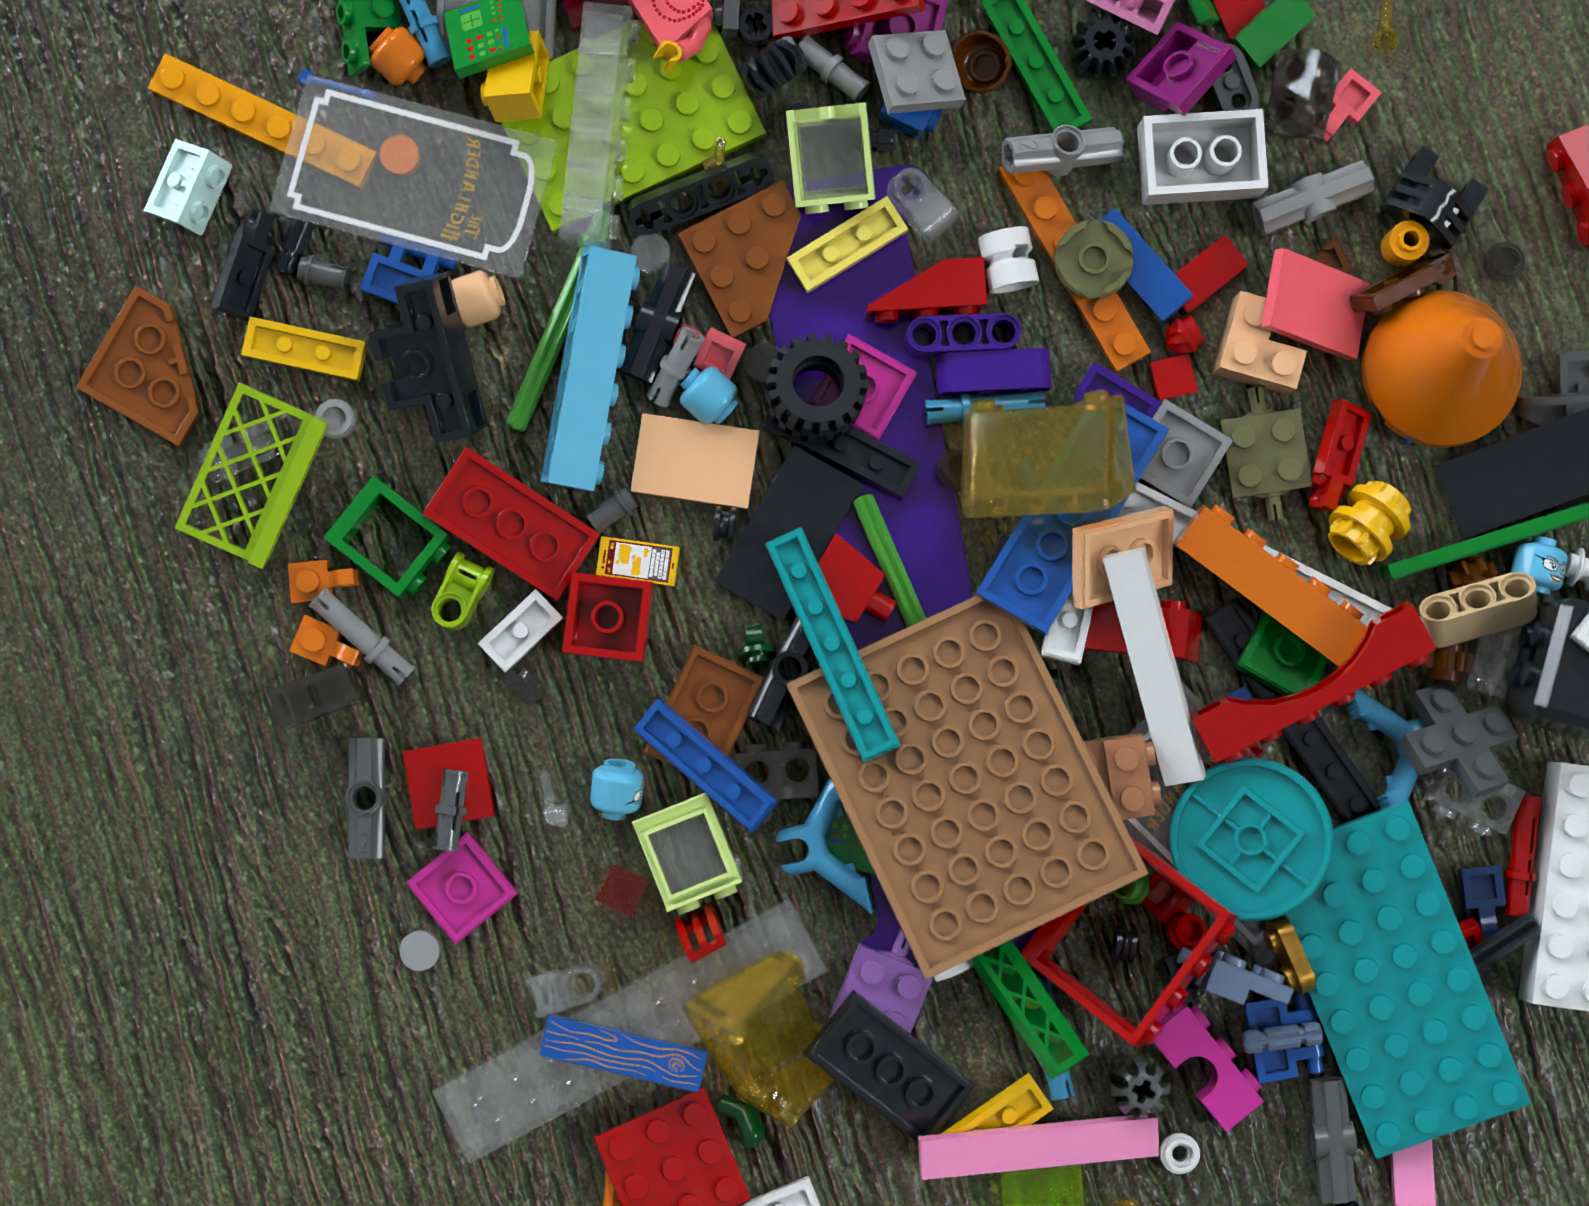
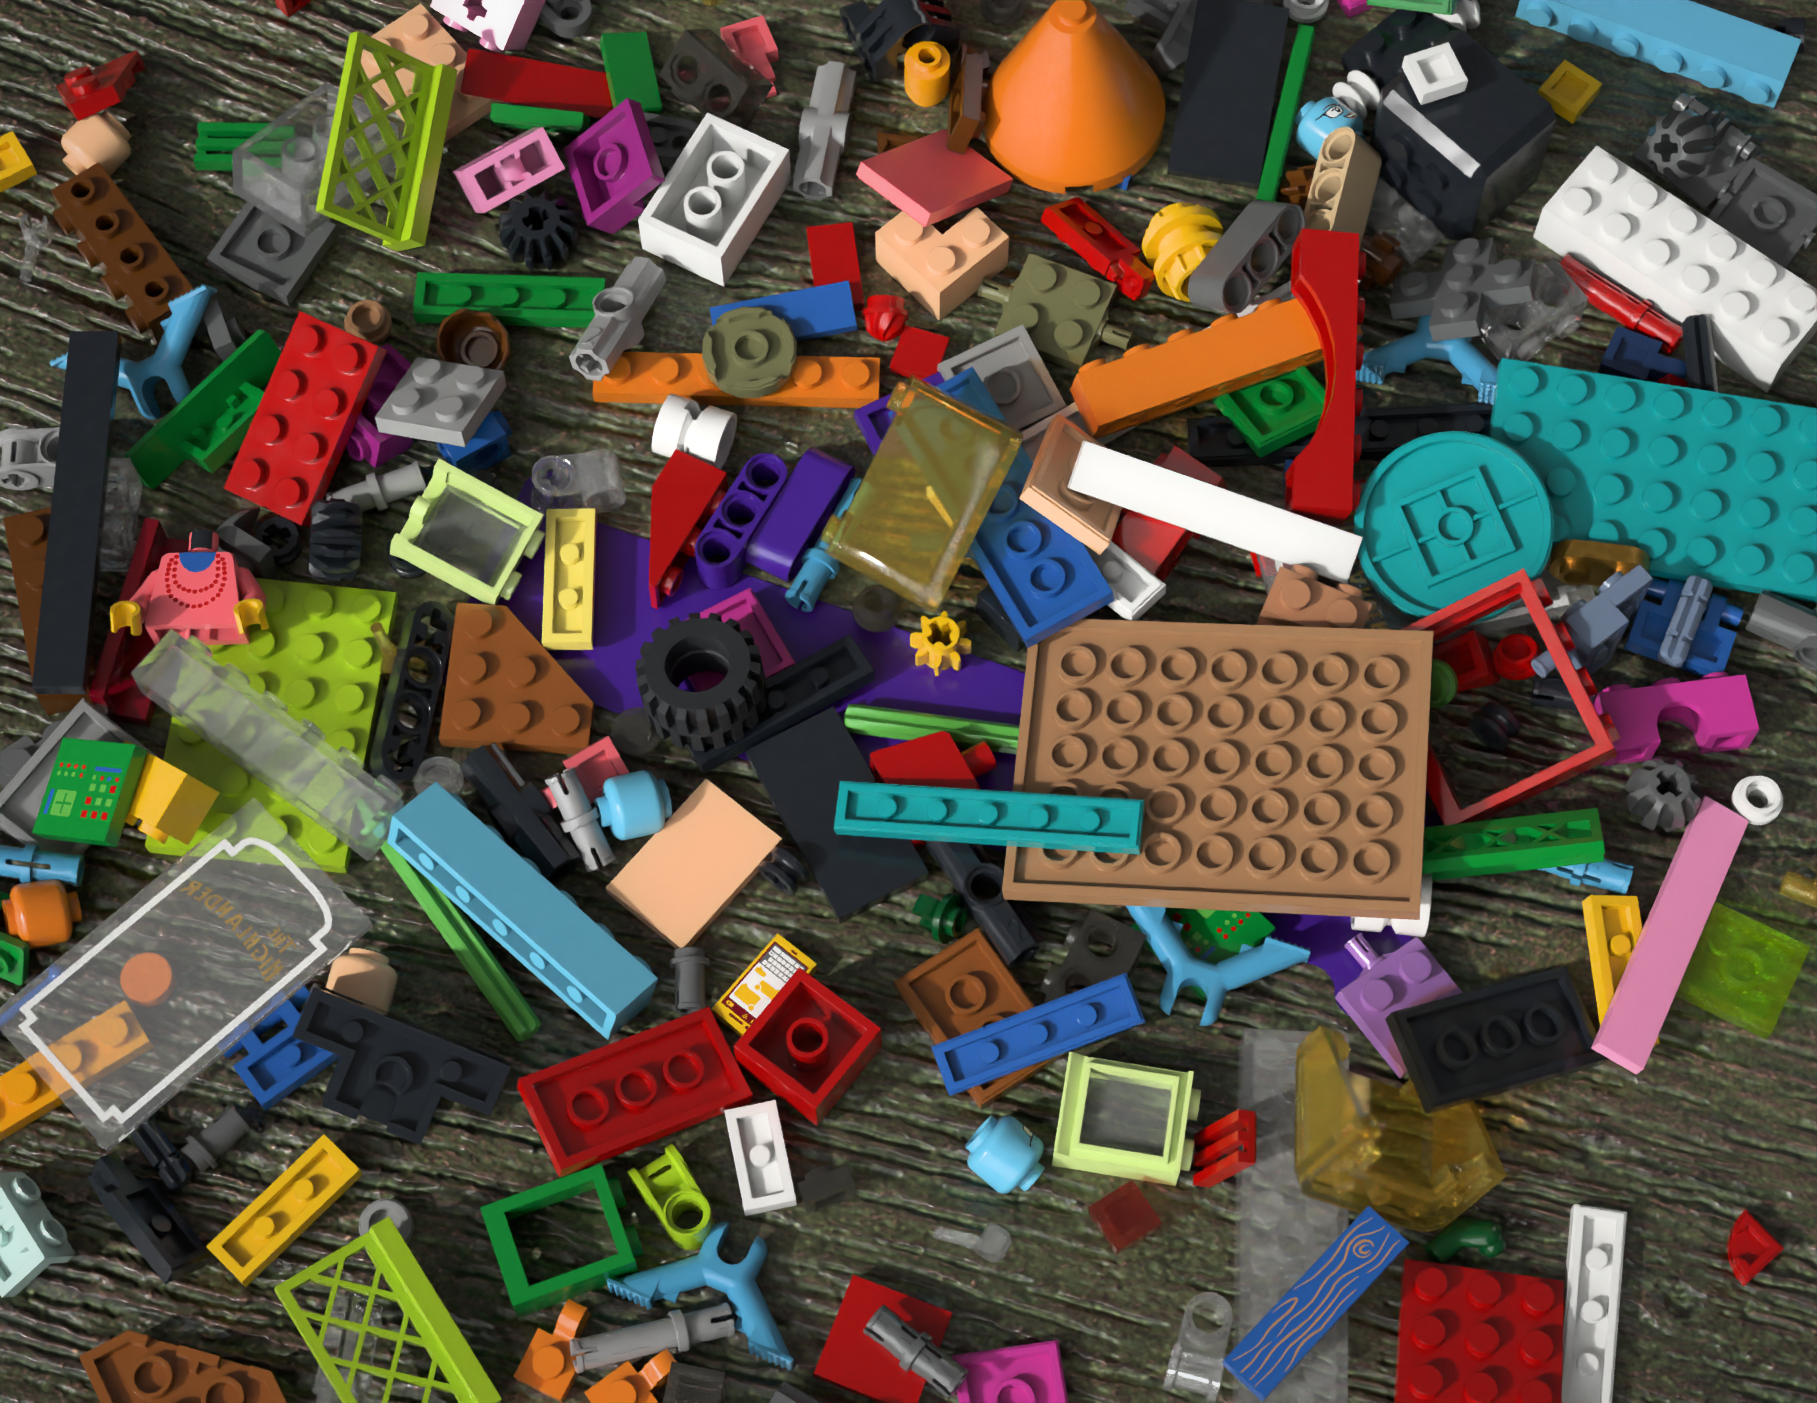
camera: 60 degrees left, 20 degrees down
(432, 667) = (734, 1280): none -> dark azure piece
(942, 533) = (943, 631): none -> yellow gear
(1380, 572) = (1246, 256): none -> dark grey beam

